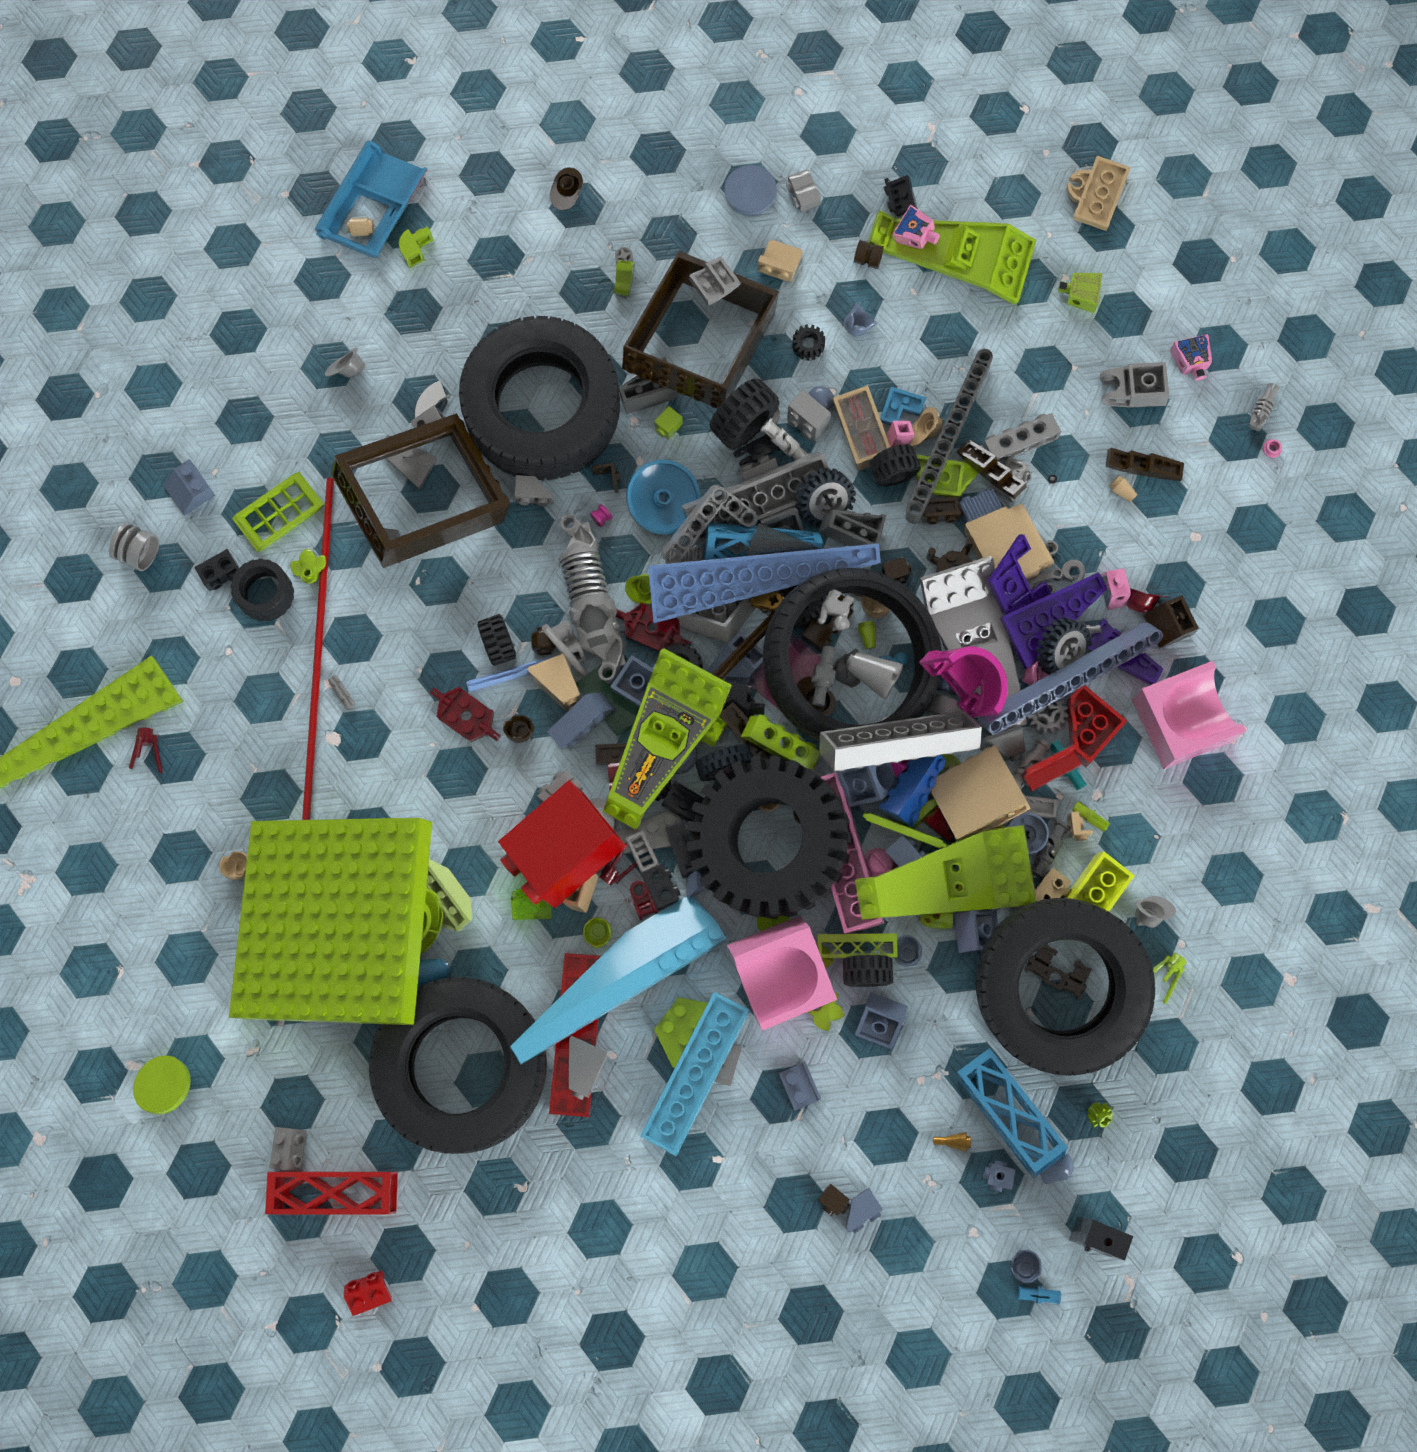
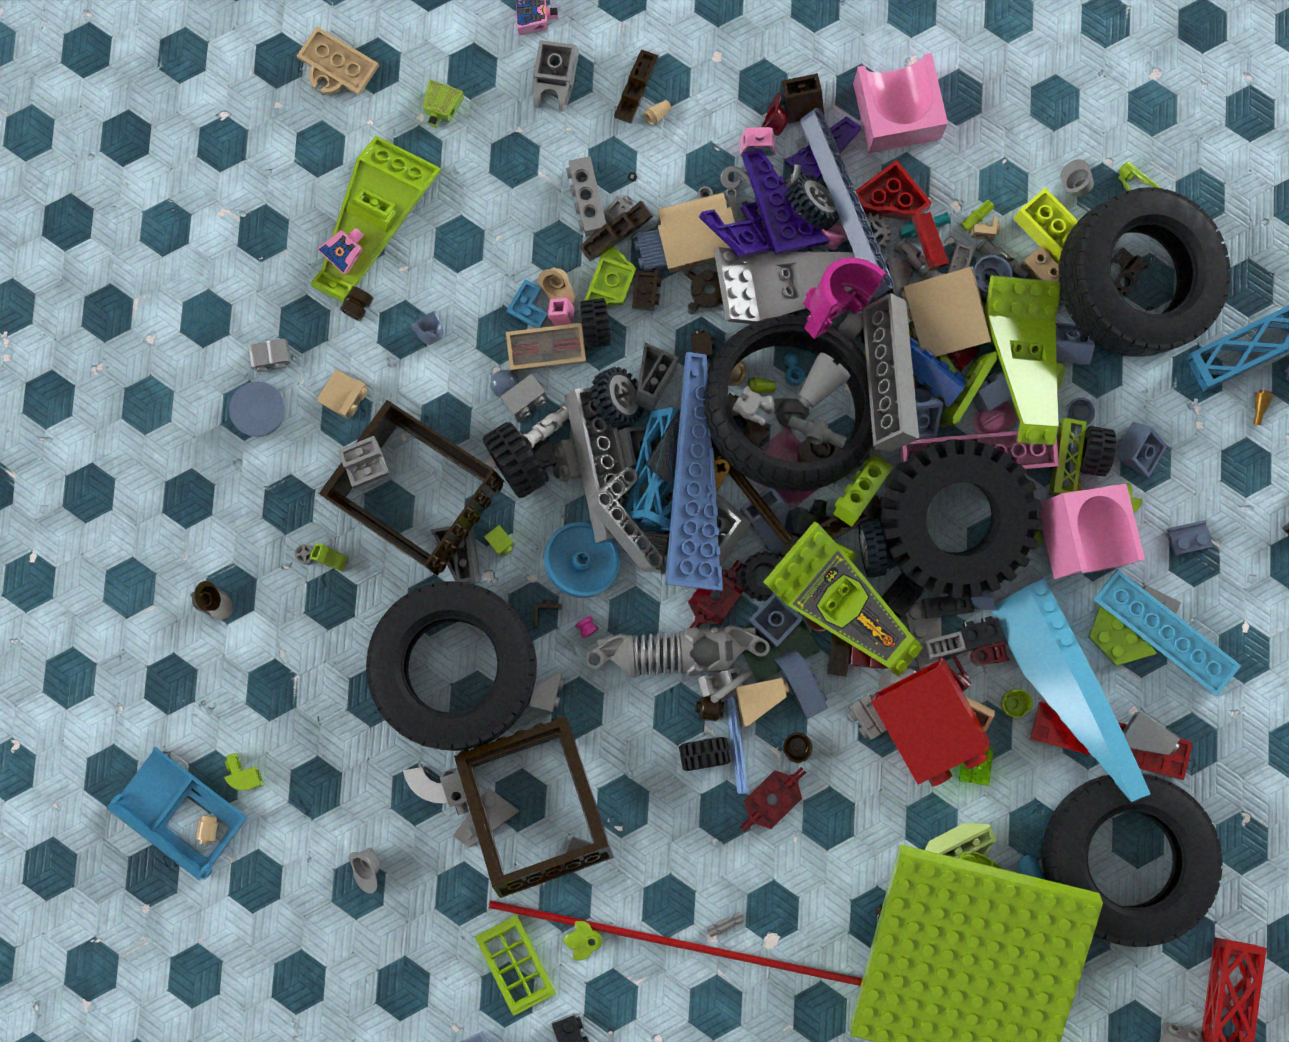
camera: 80 degrees left, 5 degrees up
(247, 575) = (581, 1003): black tyre -> none
(638, 589) = (674, 599): lime piece -> none
(804, 351) = (439, 372): black tyre -> none
(900, 195) = (296, 258): black bracket -> none
(946, 442) = (566, 257): dark grey beam -> none
(1099, 1114) = (1257, 269): lime gear -> none

